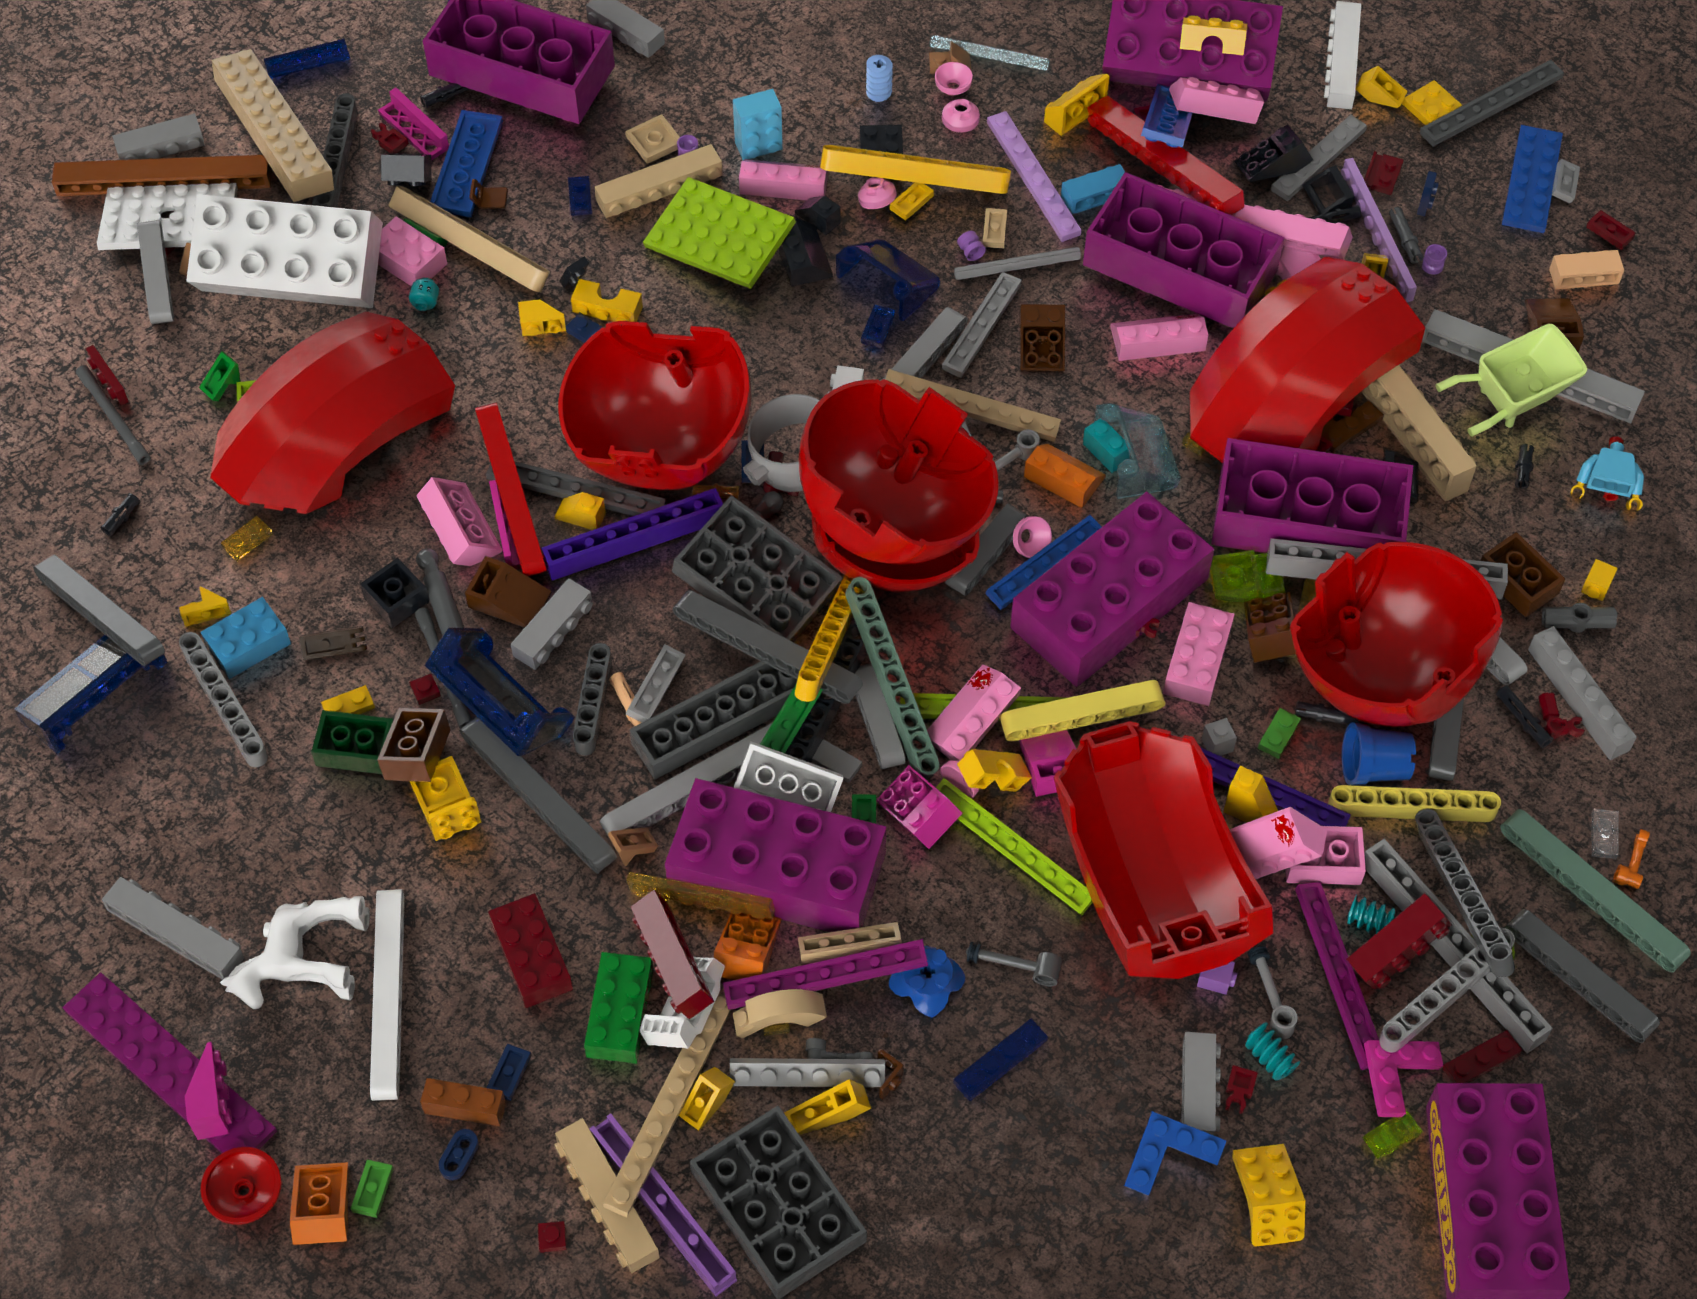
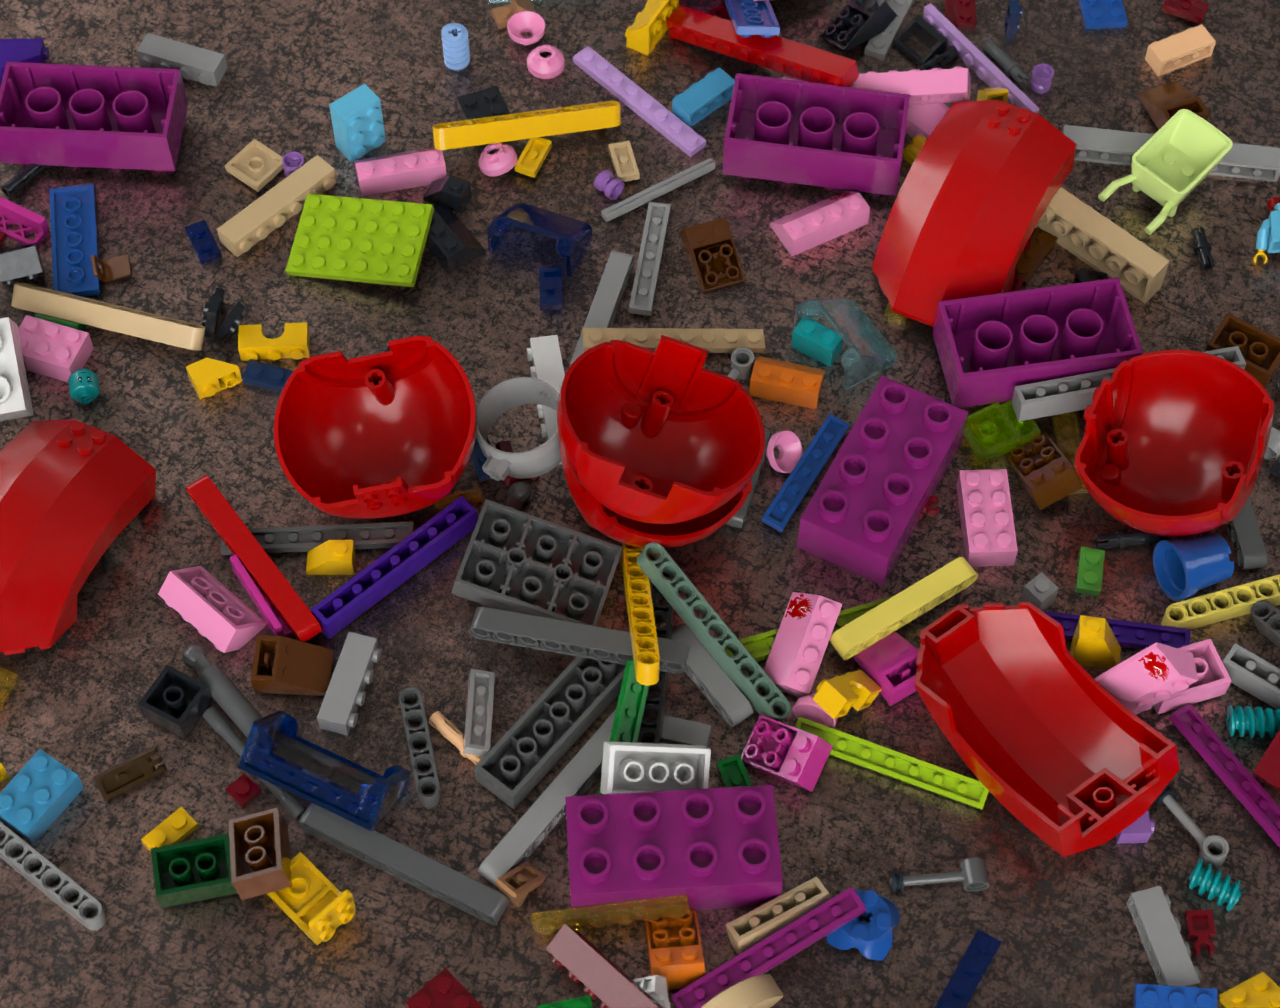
camera: 20 degrees left, 0 degrees up
(561, 259) = (212, 312): none -> black plate

